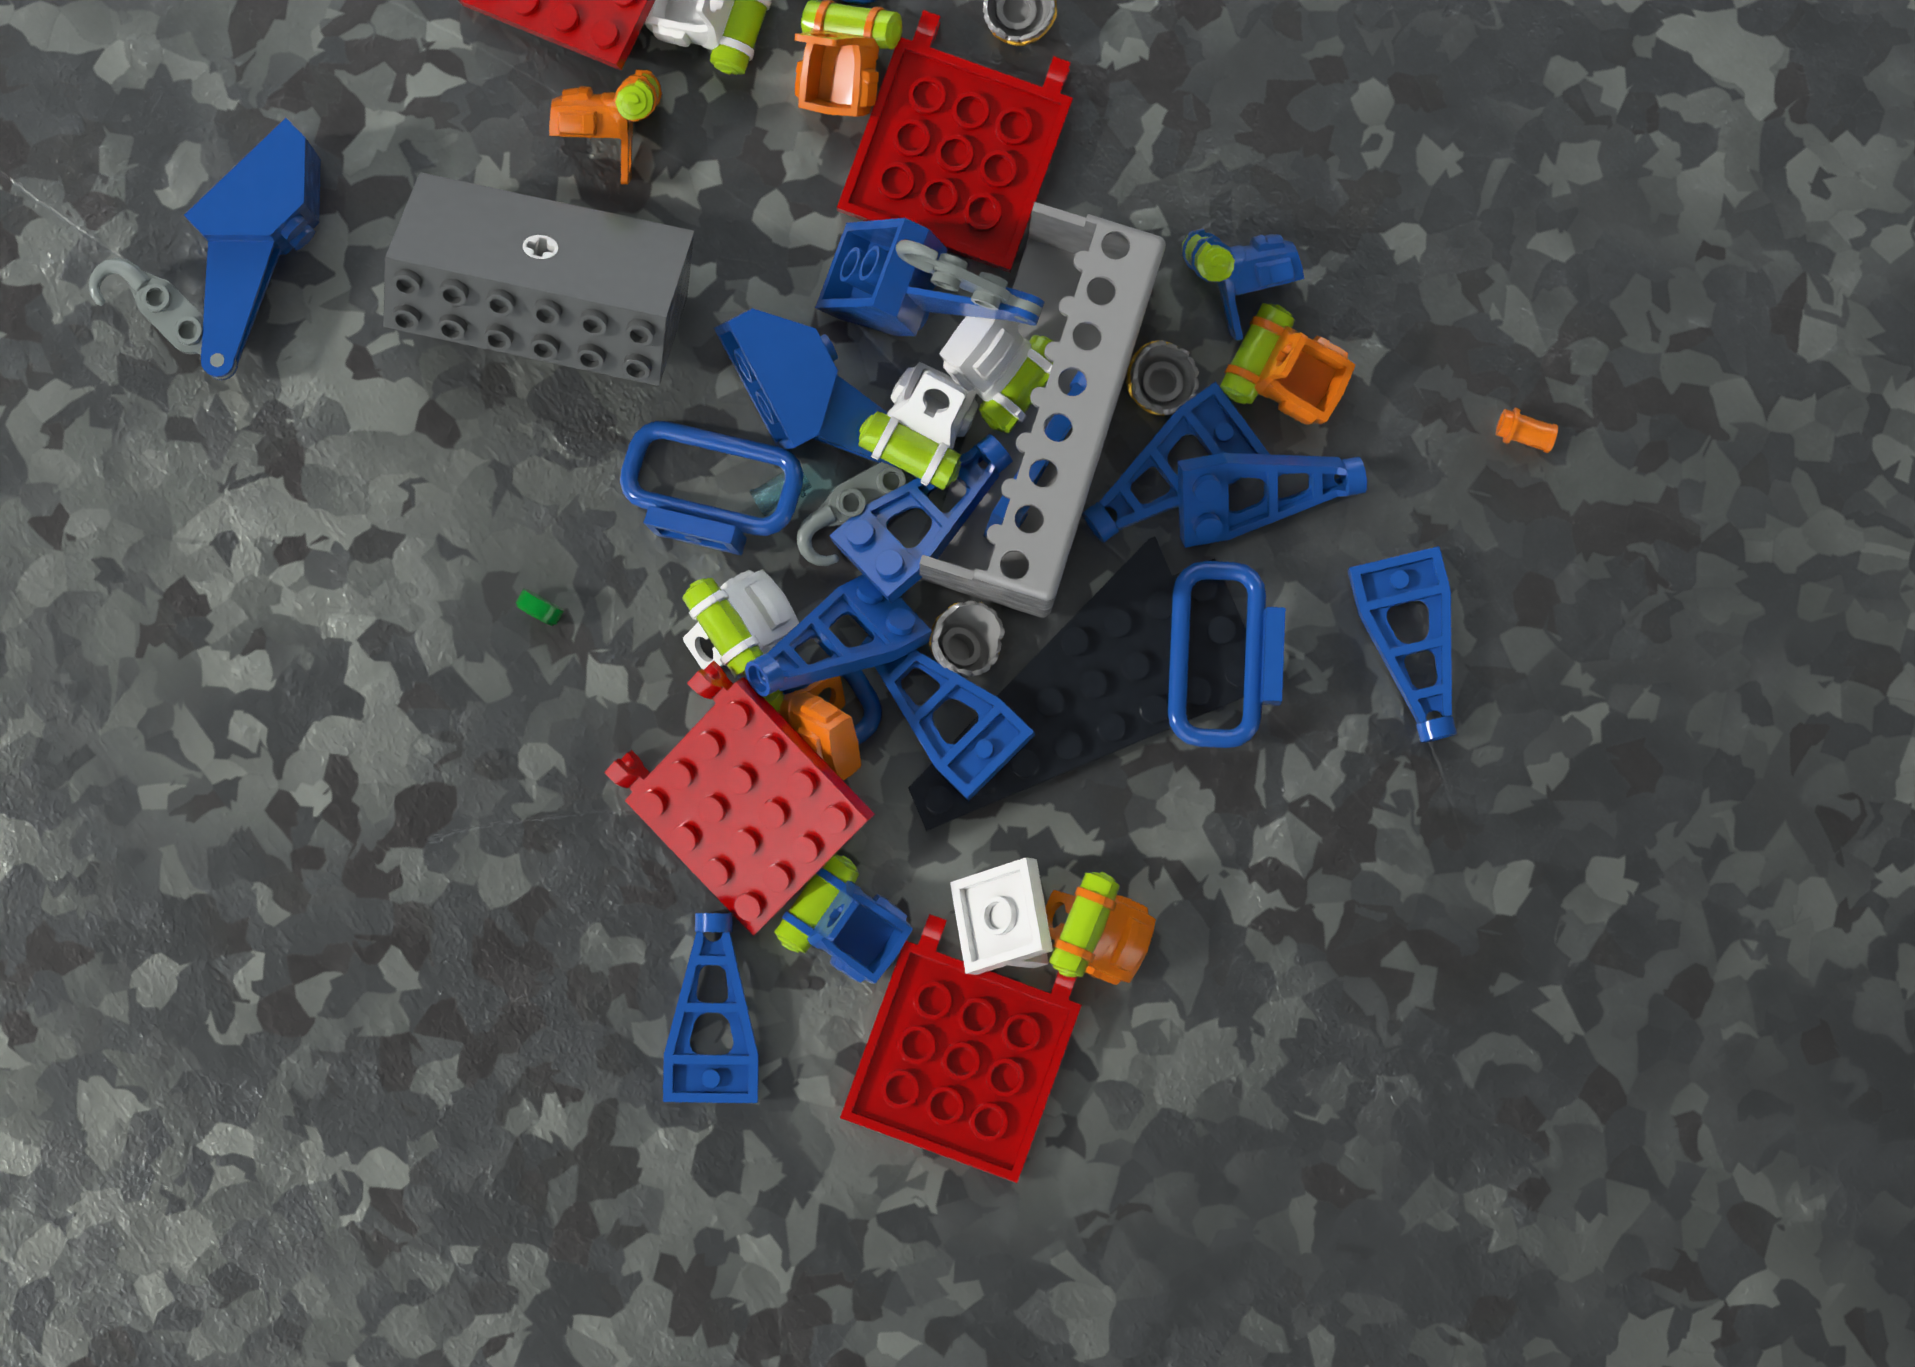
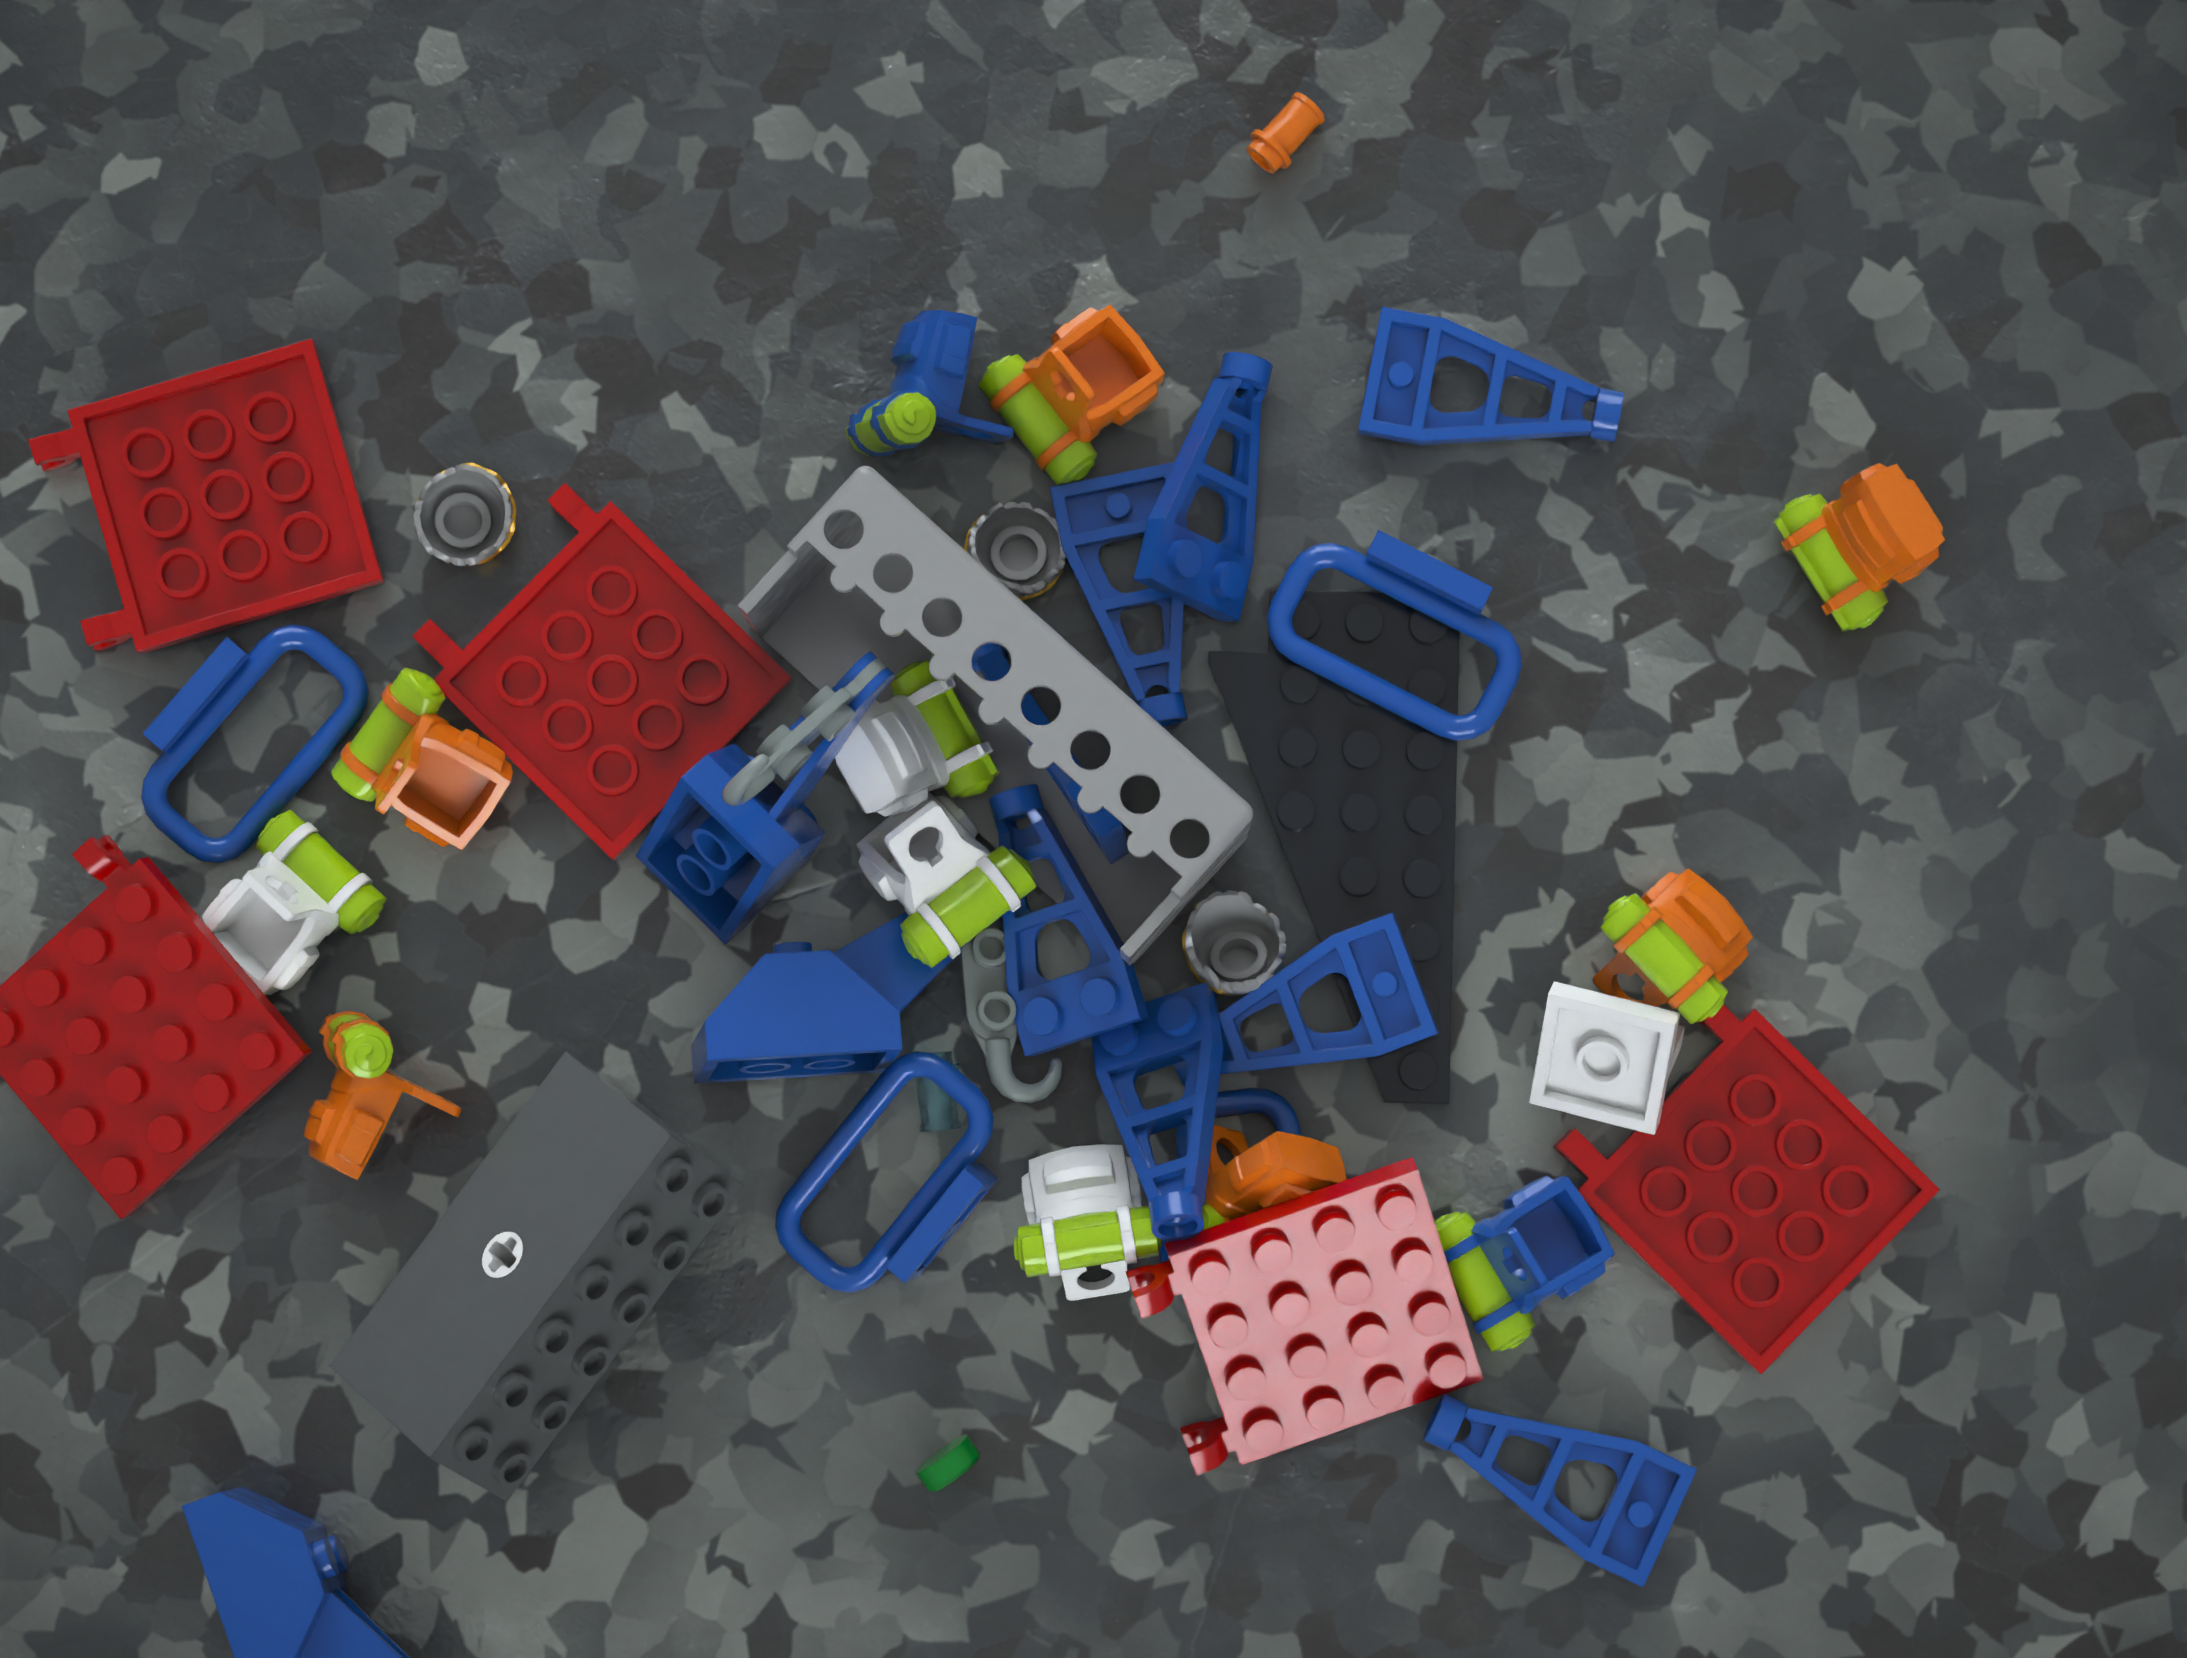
camera: 55 degrees left, 0 degrees up
(1430, 937) = (1861, 541): none -> orange piece

